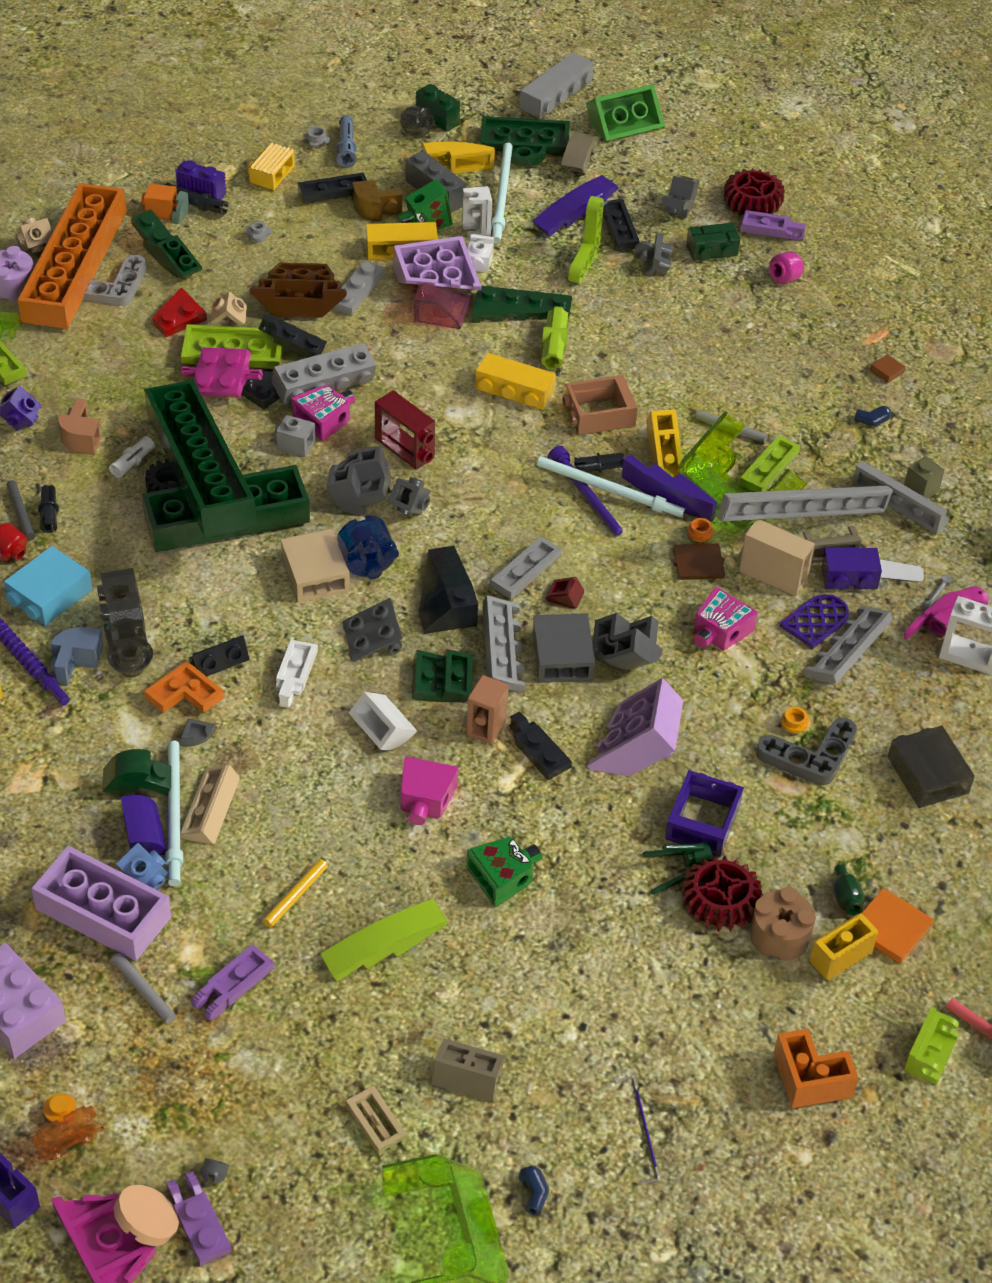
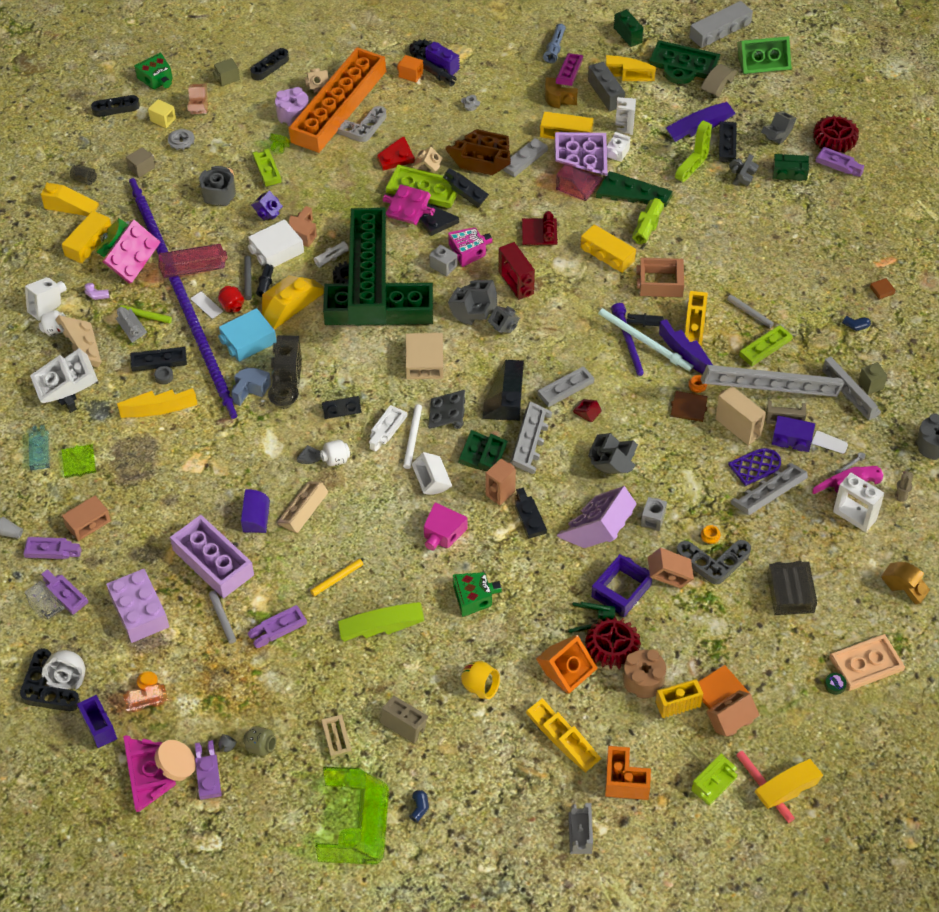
camera: 20 degrees right, 5 degrees up
(48, 457) = (276, 244): none -> white brick
(92, 525) = (289, 298): none -> yellow wedge
(133, 770) = (258, 473): dark green brick -> none
(144, 866) = (245, 539): medium blue brick -> none
(156, 173) = (414, 48): none -> black gear
(163, 247) = (402, 103): dark green slope -> none
(174, 855) = (268, 535): light aqua bar -> none
(182, 207) = (423, 77): sand green tile -> none
(184, 683) = (311, 420): orange plate -> none
(233, 720) = (335, 453): none -> white head
(265, 1154) = (259, 740): none -> olive head
(271, 166) = (495, 54): yellow brick -> none
(316, 136) = (535, 36): light grey plate -> none
(329, 188) = (530, 77): black plate -> none
(335, 677) = (412, 436): none -> white bar
(336, 368) = (483, 217): light grey brick -> none
(367, 547) = (461, 350): clear blue brick -> none
(380, 168) = (569, 69): none -> magenta tile
(414, 375) = (540, 230): none -> dark red hinge
(417, 120) = (610, 35): clear smoke head -> none
(428, 205) = (592, 105): green torso -> none
(498, 221) = (641, 124): light aqua bar -> none
(553, 985) = (475, 676): none -> yellow helmet
(563, 648) = (569, 449): dark grey brick -> none
(645, 1127) = (490, 818): dark purple piece -> none
(670, 936) = (567, 663): none -> orange slope
(703, 1039) = (564, 736): none -> yellow slope
(710, 709) = (650, 519): none -> light grey brick
(712, 459) = (722, 335): clear neon green windscreen -> none
(723, 620) = (687, 453): dark pink torso -> none
(763, 774) = (670, 568): none -> nougat brick
(779, 1163) = (580, 829): none -> light grey hinge
(786, 267) = (836, 197): dark pink head -> none
(848, 891) = (699, 661): dark green plant -> none
(923, 949) = (733, 713): none -> nougat brick

